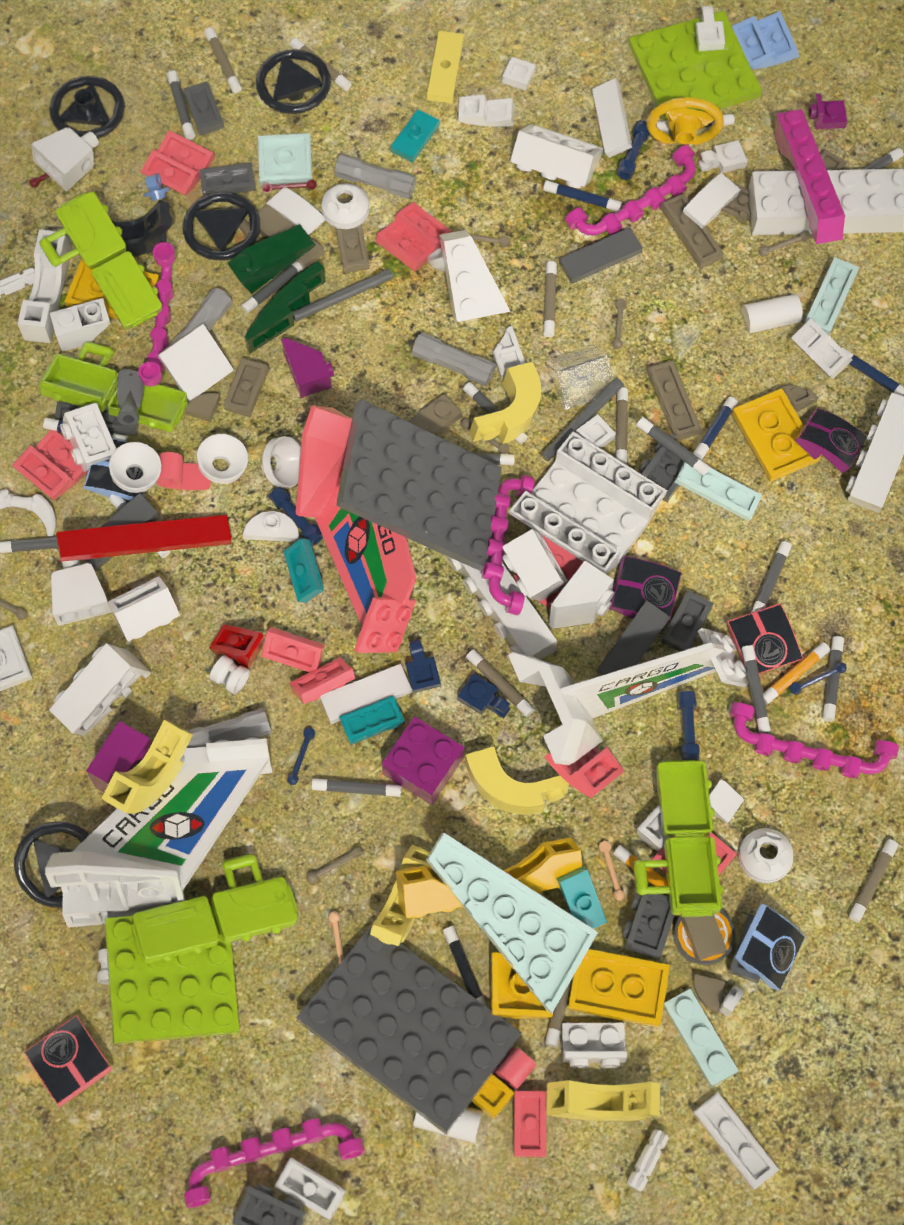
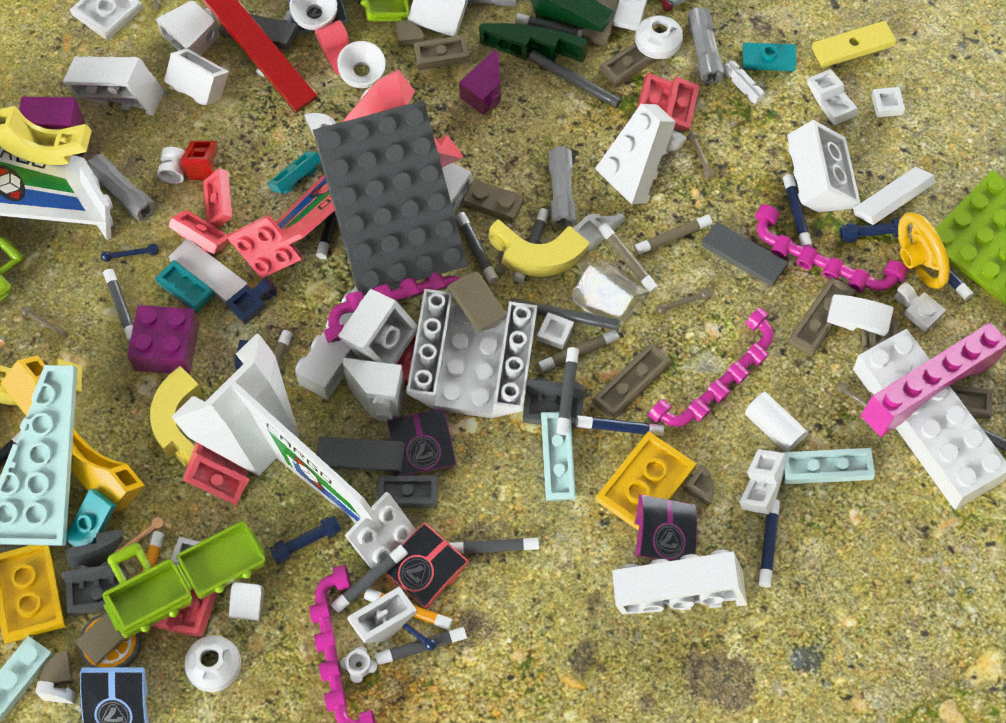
camera: 65 degrees right, 5 degrees down
(430, 167) = (743, 81): none -> white axle
(544, 475) = (477, 302): none -> dark tan slope
(555, 343) = (628, 257): none -> dark tan bar
(611, 898) = (95, 554): none -> dark grey slope
(710, 318) = (718, 389): none -> dark pink bar
(801, 690) = (382, 617): none -> white slope
(831, 727) = (358, 655): none -> white plate

